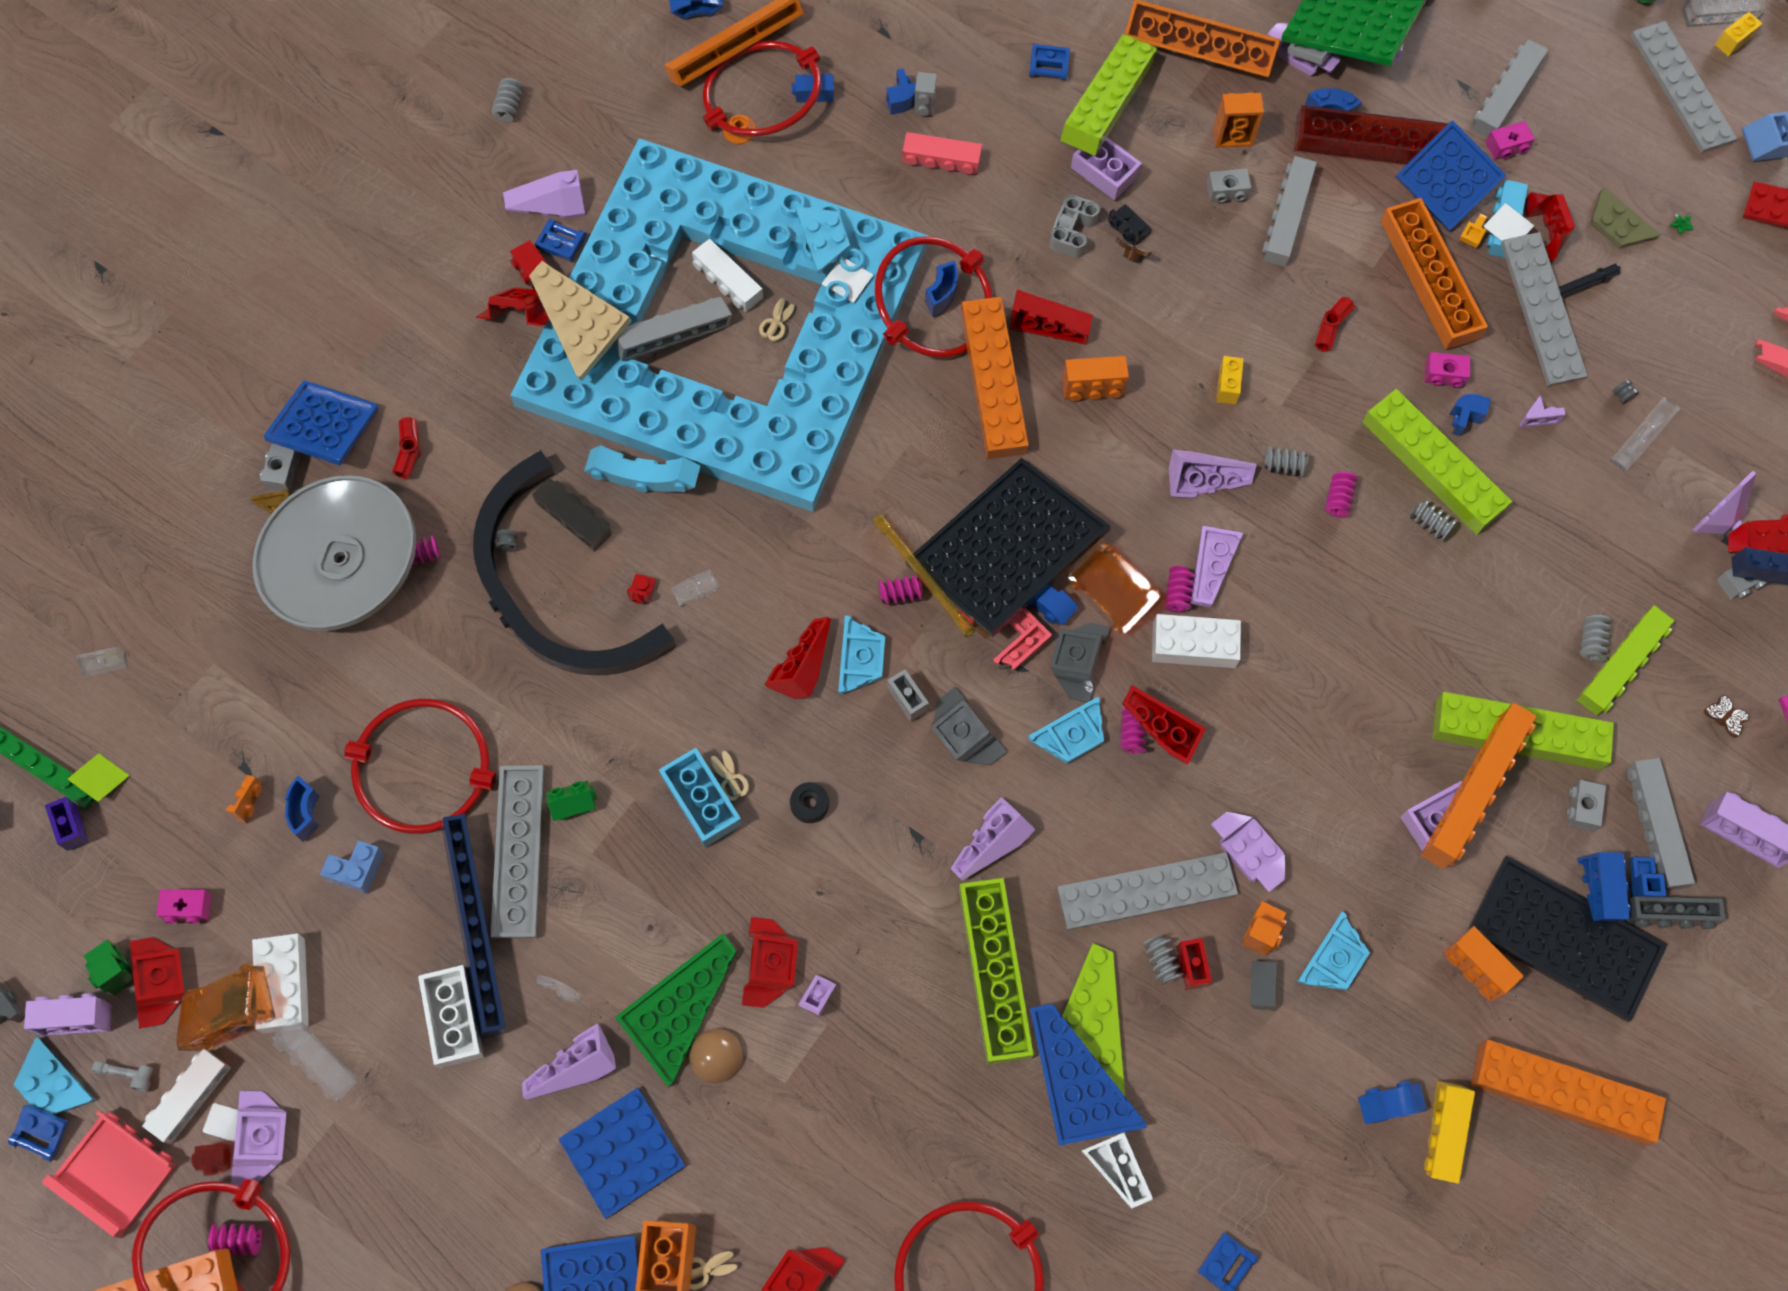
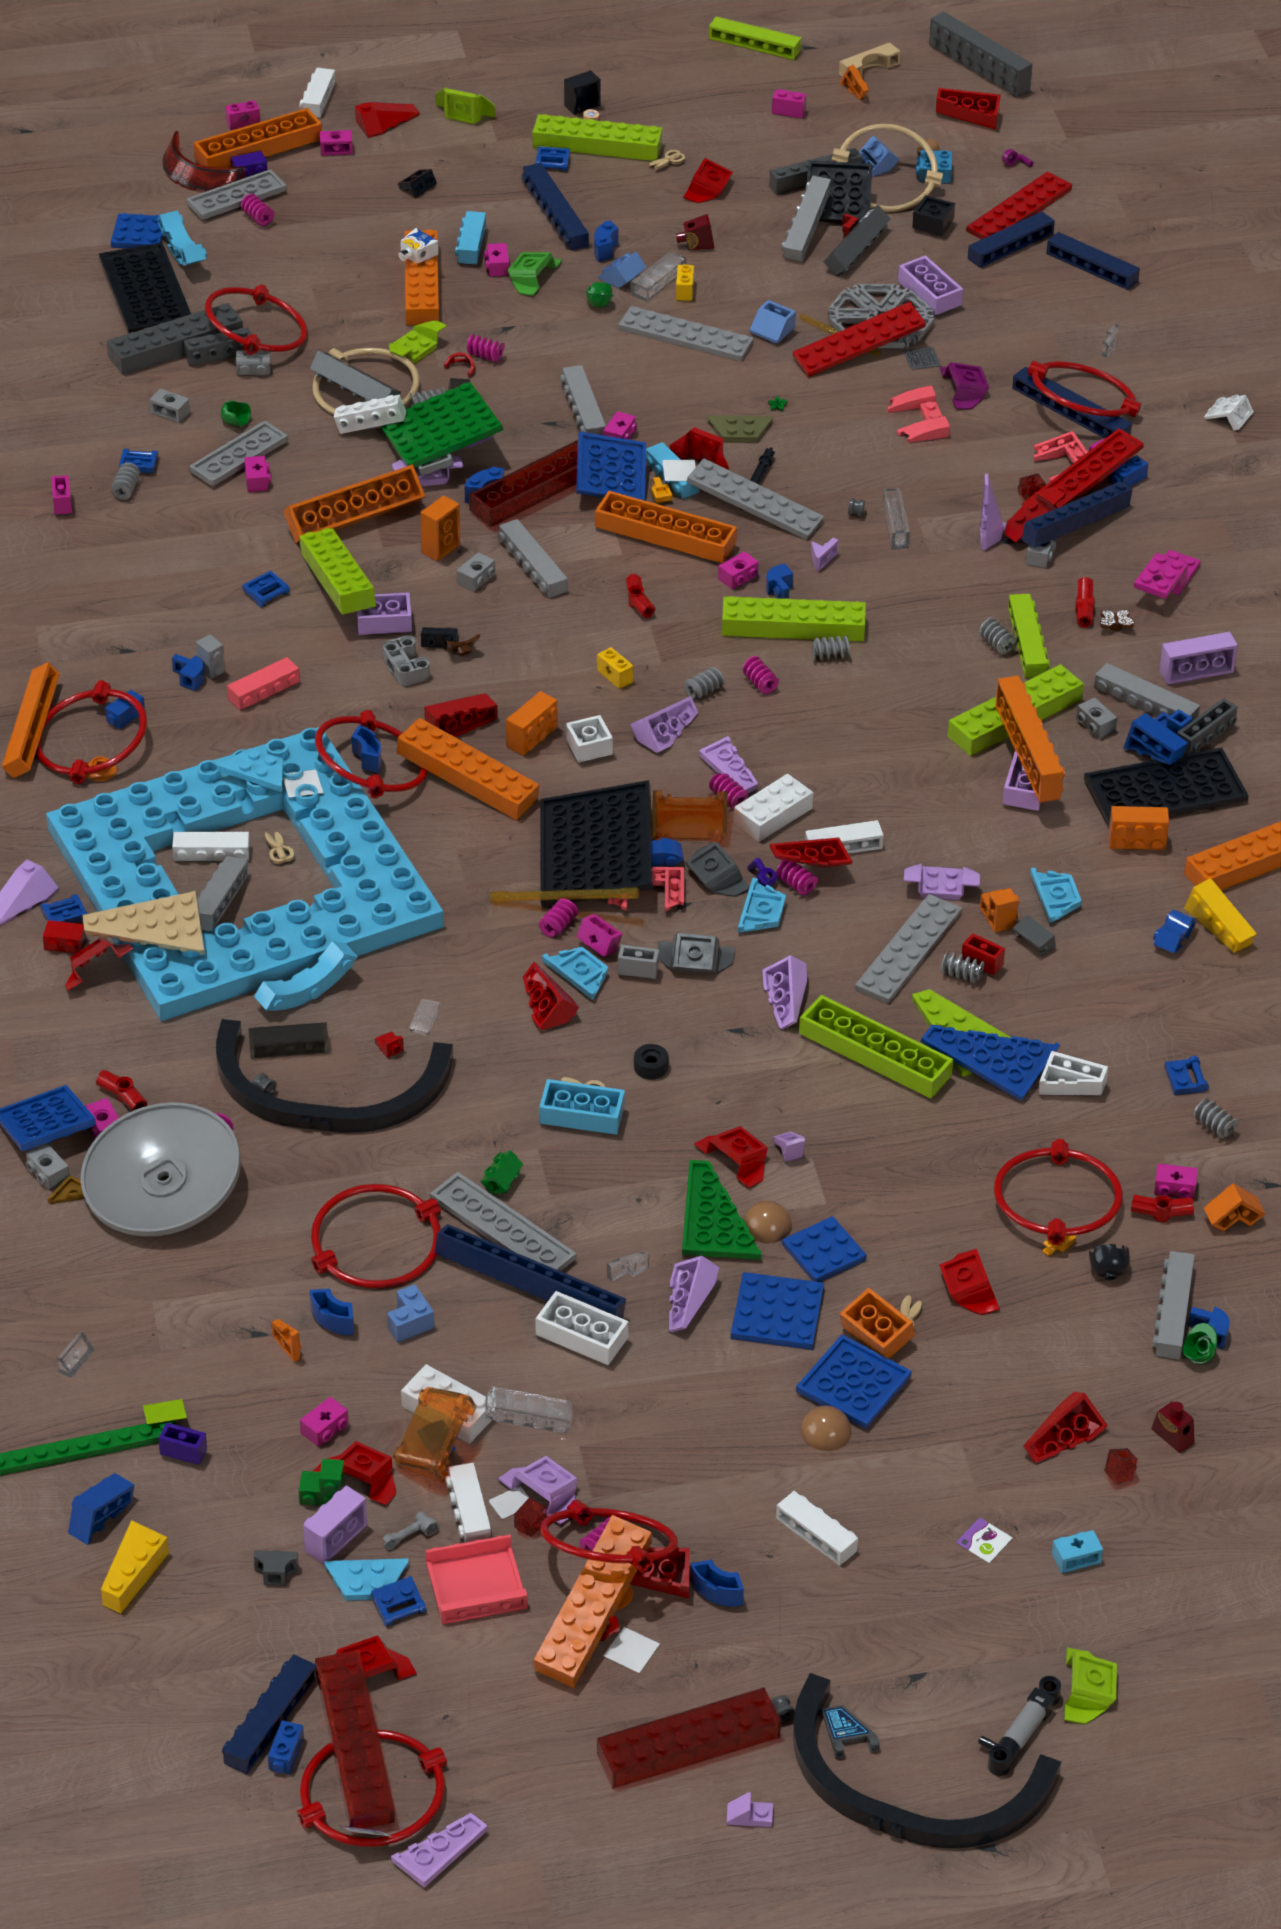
camera: 45 degrees left, 25 degrees down
(363, 452) = (104, 1115): none -> dark pink brick
(726, 1130) = (824, 1249): none -> blue plate
(908, 639) = (599, 935): none -> dark pink brick
(1112, 699) = (761, 876): none -> dark purple plate
(1124, 433) = (589, 738): none -> white brick
(1222, 730) = (855, 837): none -> white brick
(1718, 672) = (1084, 602): none -> red piece

